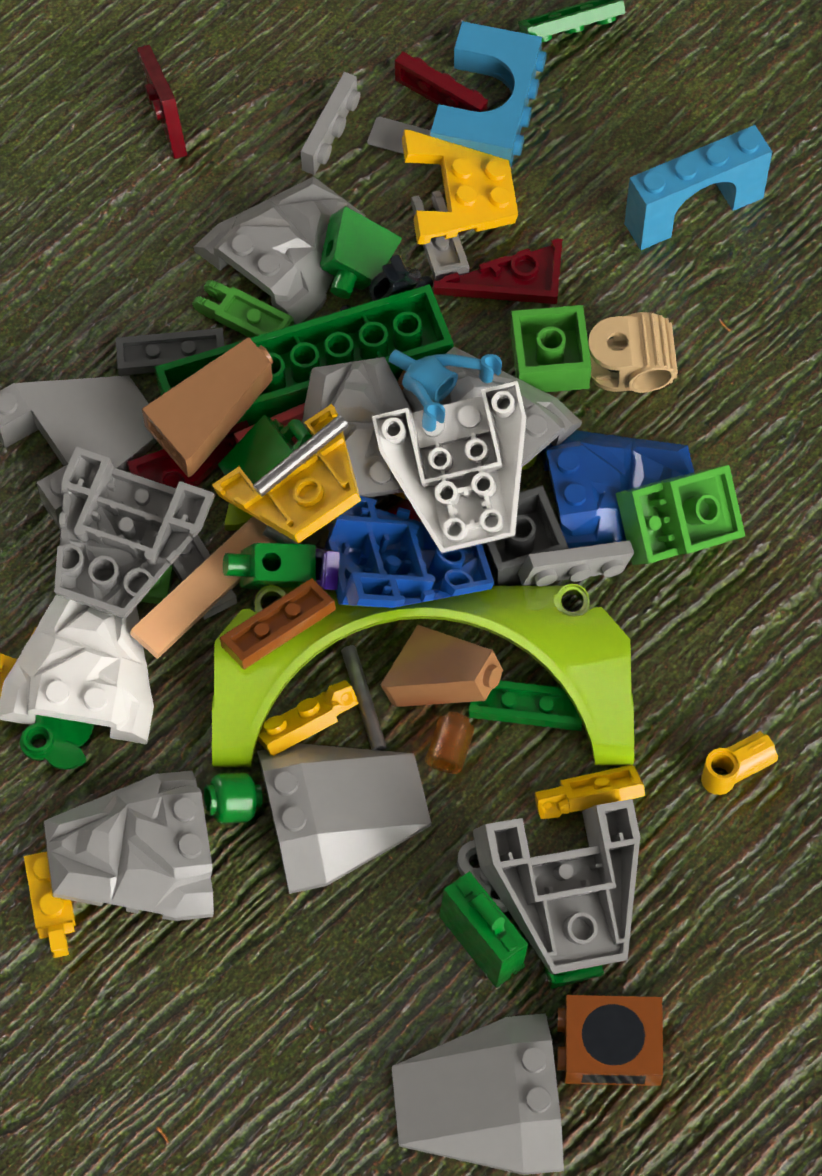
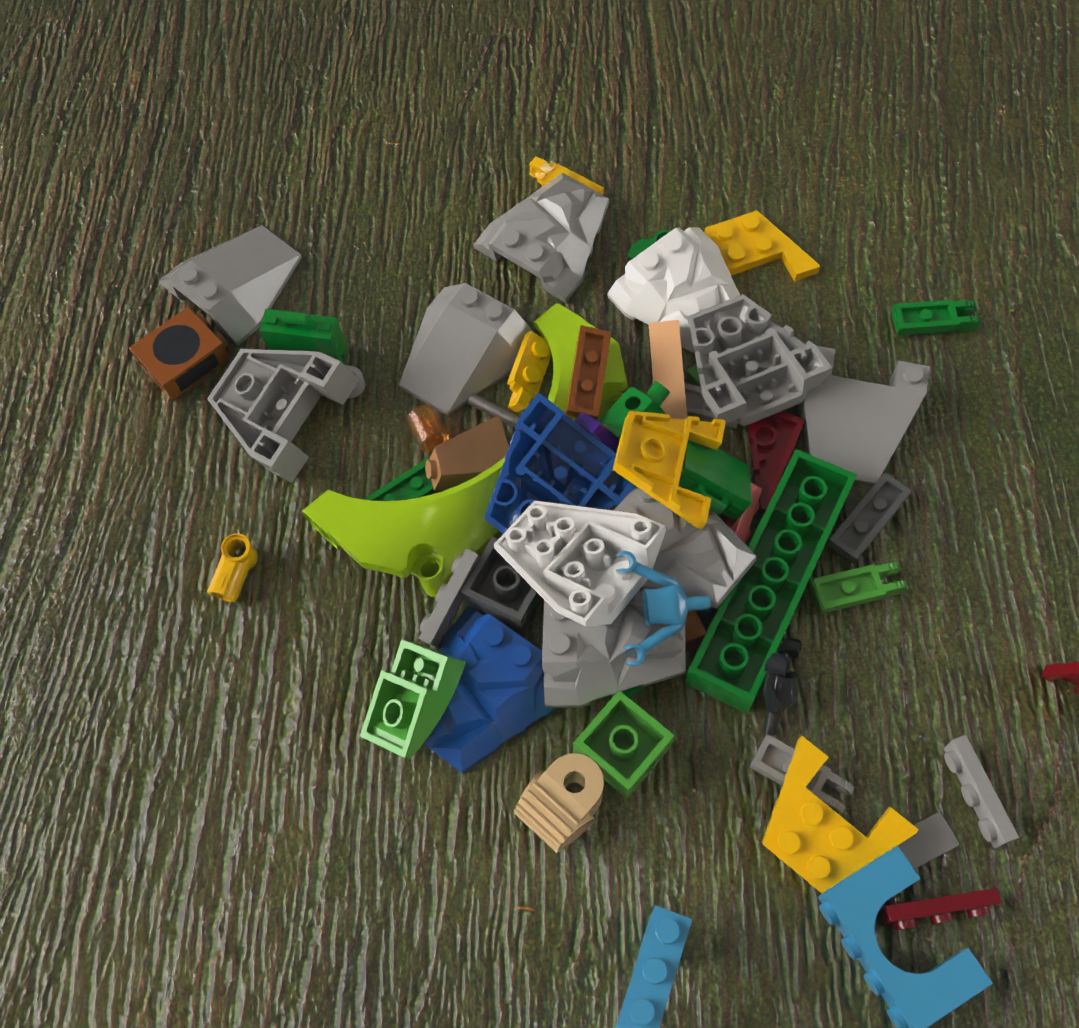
camera: 140 degrees right, 0 degrees up
(208, 404) = (788, 466): medium nougat slope -> none
(232, 797) = (524, 296): green head -> none
(280, 246) = (891, 665): light grey wedge -> none
(300, 455) = (683, 466): flat silver bar -> none
(355, 251) = (835, 693): green torso -> none
(518, 277) = (707, 796): dark red wing -> none
(589, 790) = (312, 475): yellow hinge -> none

